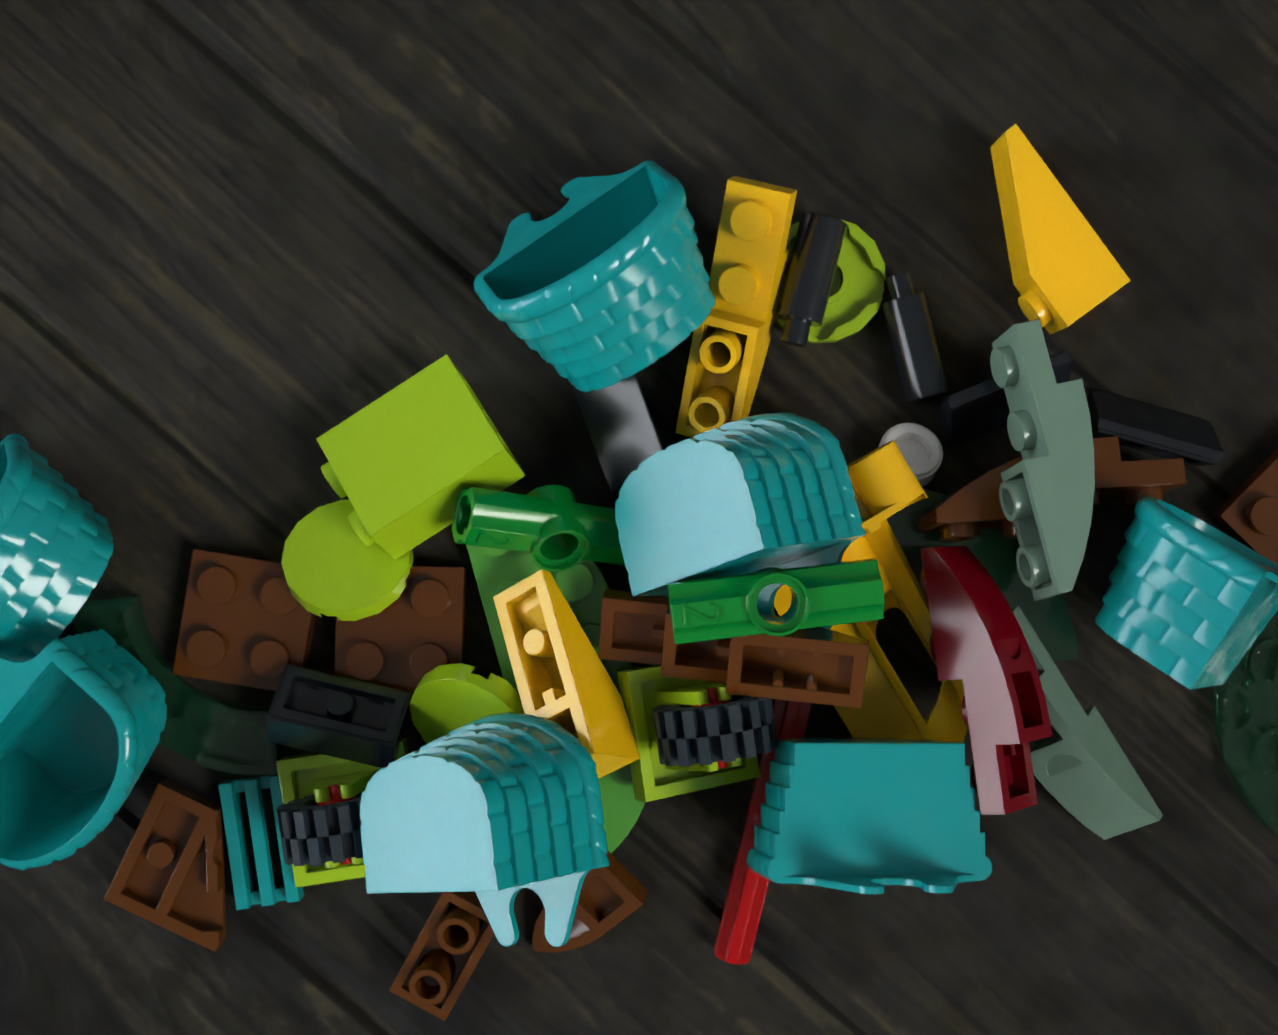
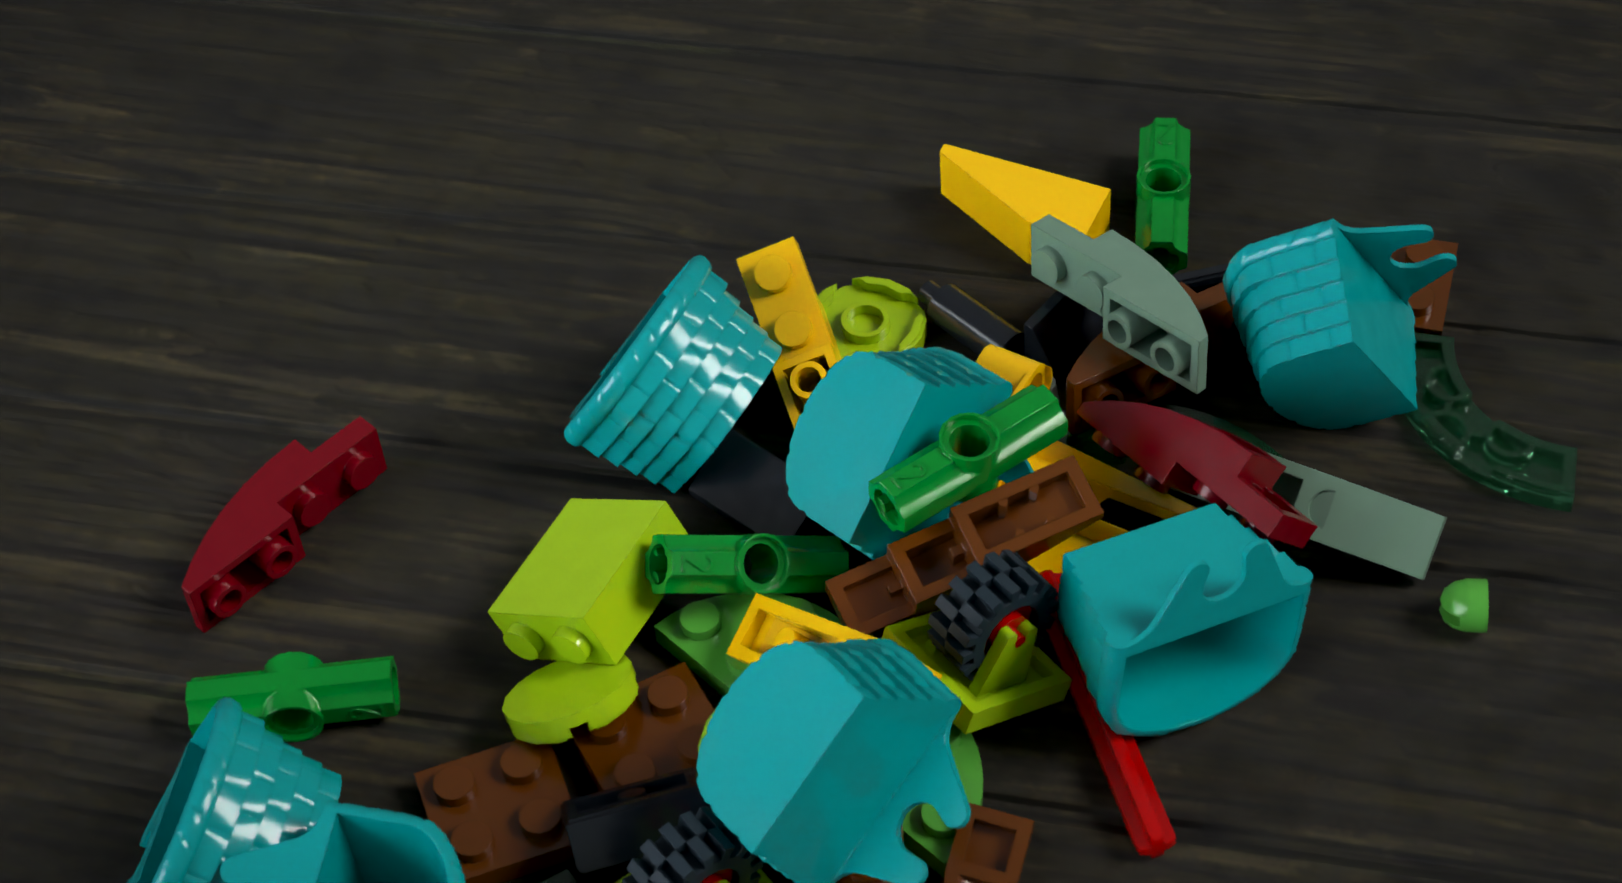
camera: 25 degrees left, 40 degrees down
(127, 412) = (302, 693): none -> green piece
(170, 211) = (261, 524): none -> dark red slope
(810, 276) = (849, 306): black cylinder -> none
(1120, 892) = (1466, 605): none -> bright green hinge
(1200, 270) = (1163, 193): none -> green piece

